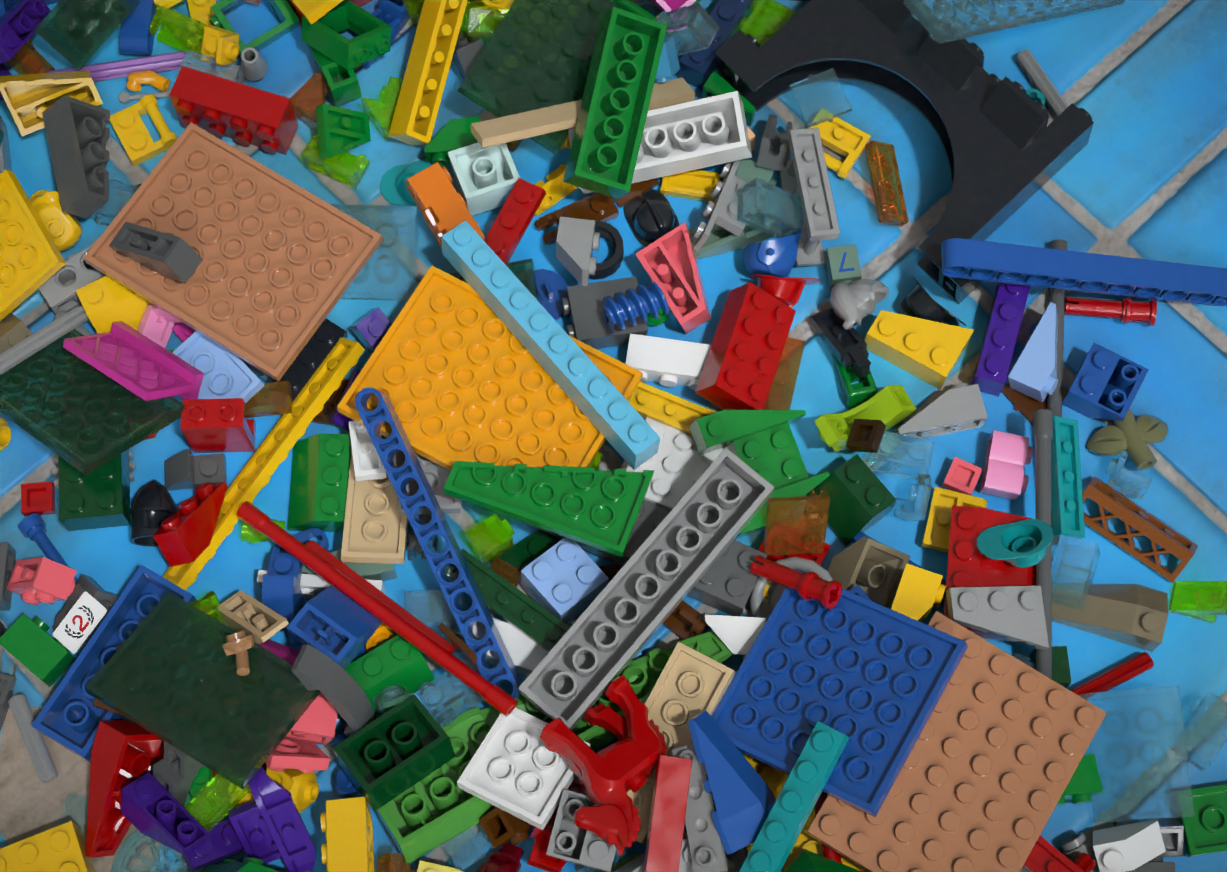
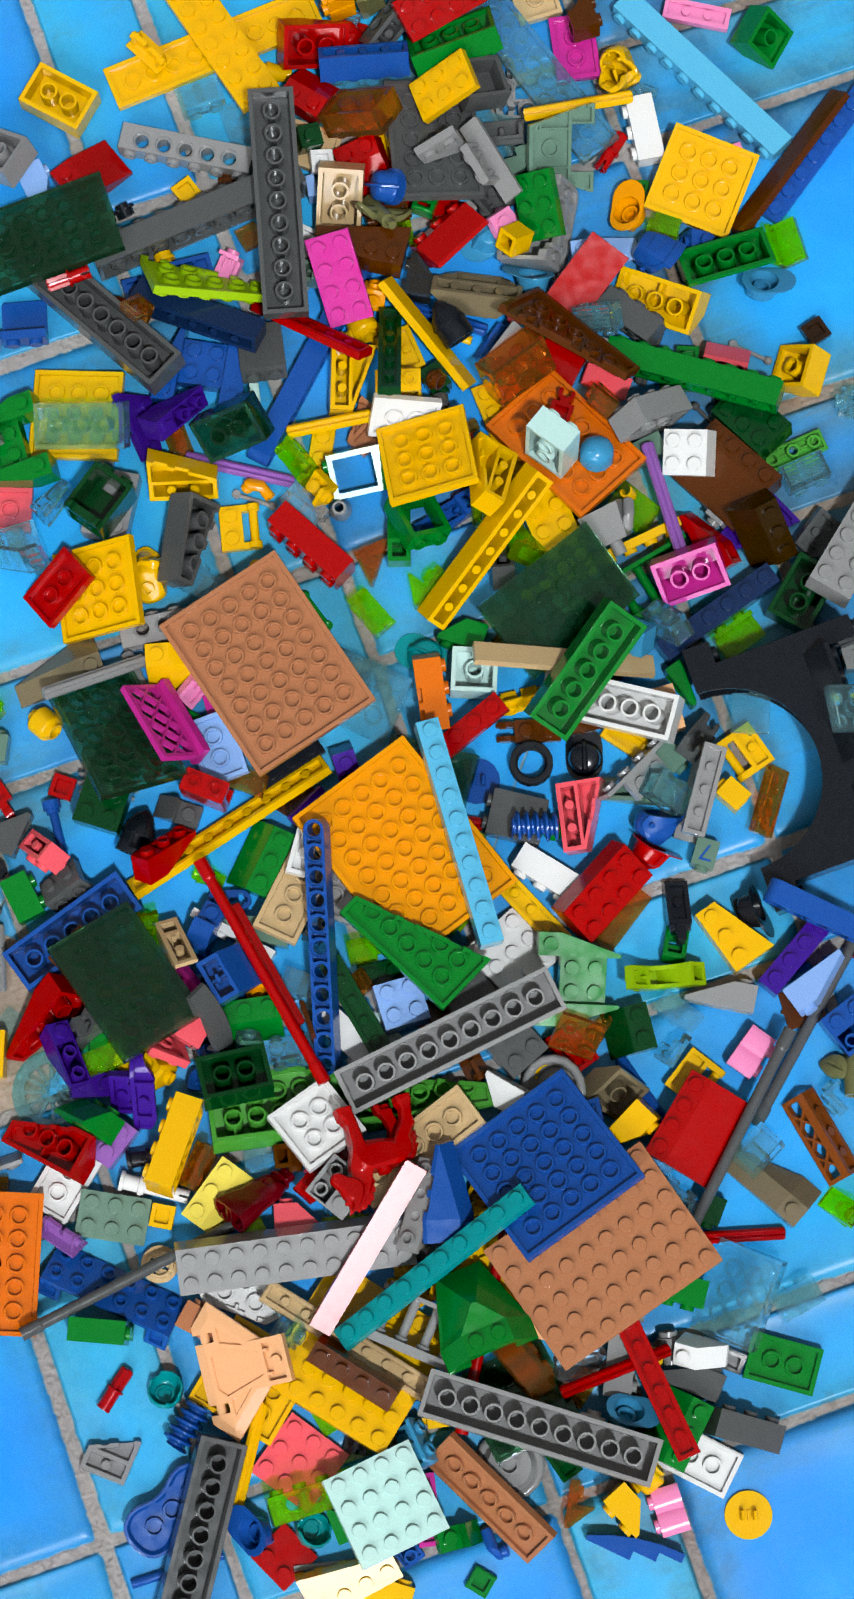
camera: 30 degrees right, 10 degrees up
(79, 622) = (59, 894): white sticker -> none
(157, 251) = (210, 645): dark grey slope -> none
(238, 645) = (158, 962): medium nougat plate -> none
(340, 130) = (382, 593): green wing -> none
(575, 247) = (513, 760): light grey slope -> none
(808, 584) = (560, 1084): red pin -> none
(845, 191) = (732, 794): none -> yellow brick
(857, 300) = (701, 884): light grey hair -> none
(865, 435) = (656, 992): dark brown plate -> none
(962, 476) = (716, 1047): coral plate -> none
(1003, 610) = (690, 1160): light grey wing -> none
(1016, 543) = (720, 1115): teal piece -> none
(1066, 479) = (787, 1081): teal plate -> none

